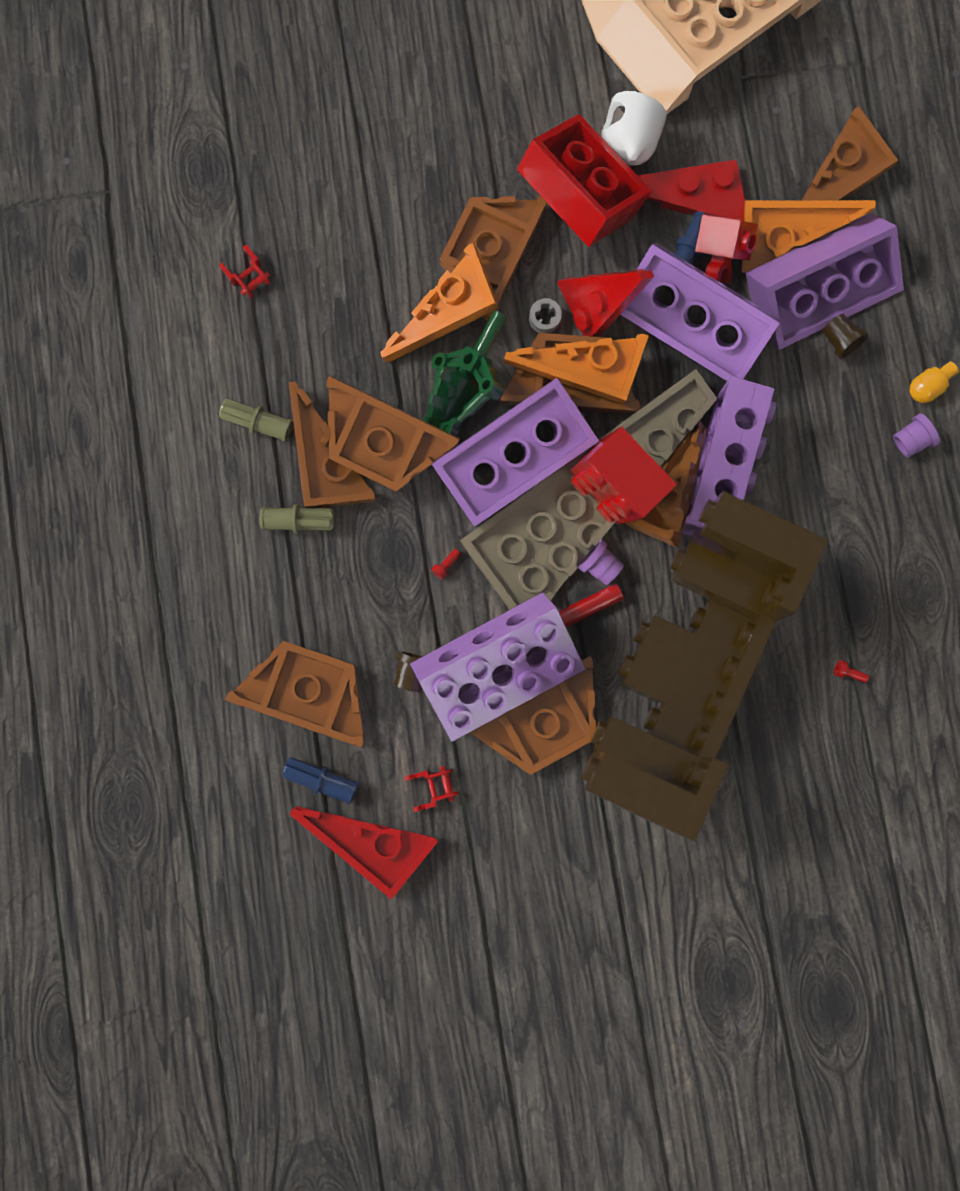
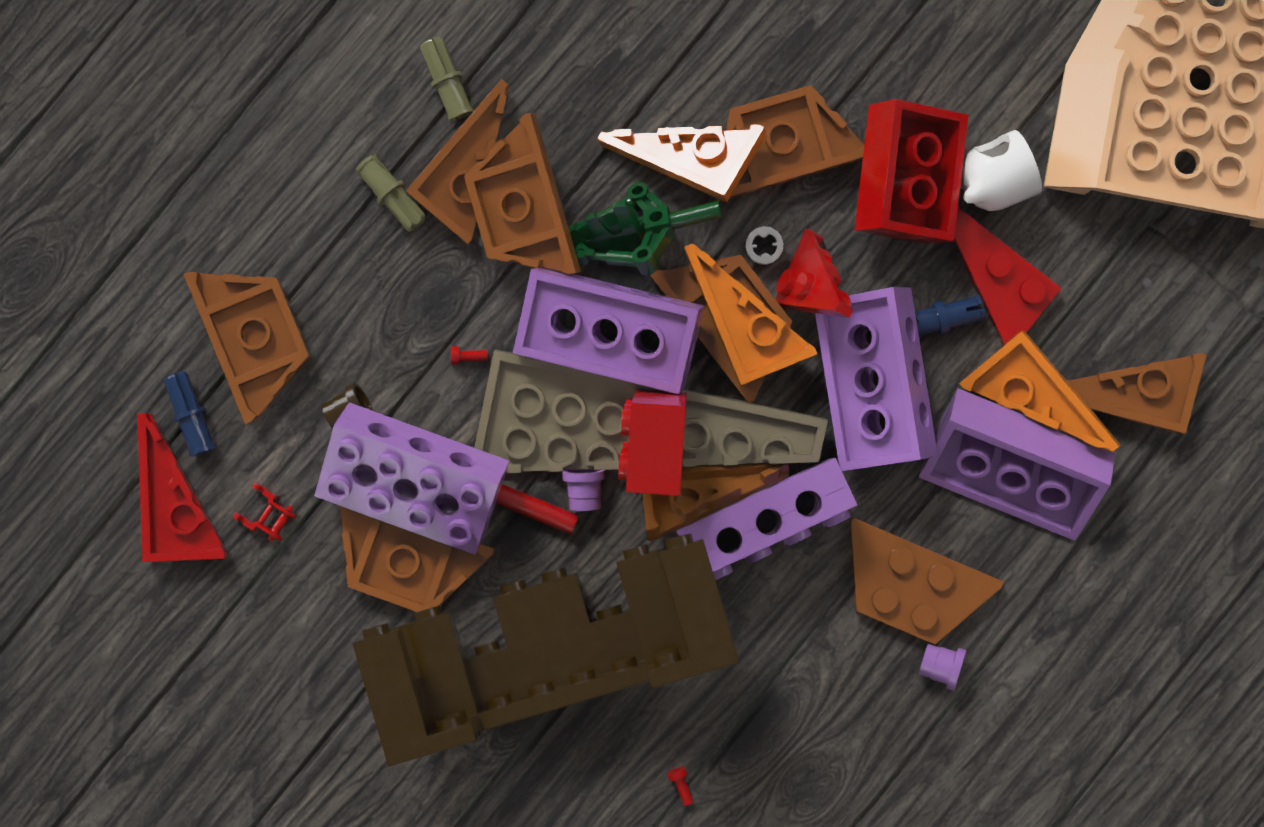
camera: 50 degrees right, 5 degrees up
(725, 240) = (970, 347): brick -> none
(844, 335) = (980, 524): dark brown piece -> none
(846, 411) = (913, 584): none -> dark orange wing
(932, 382) = (1007, 638): light orange cylinder -> none

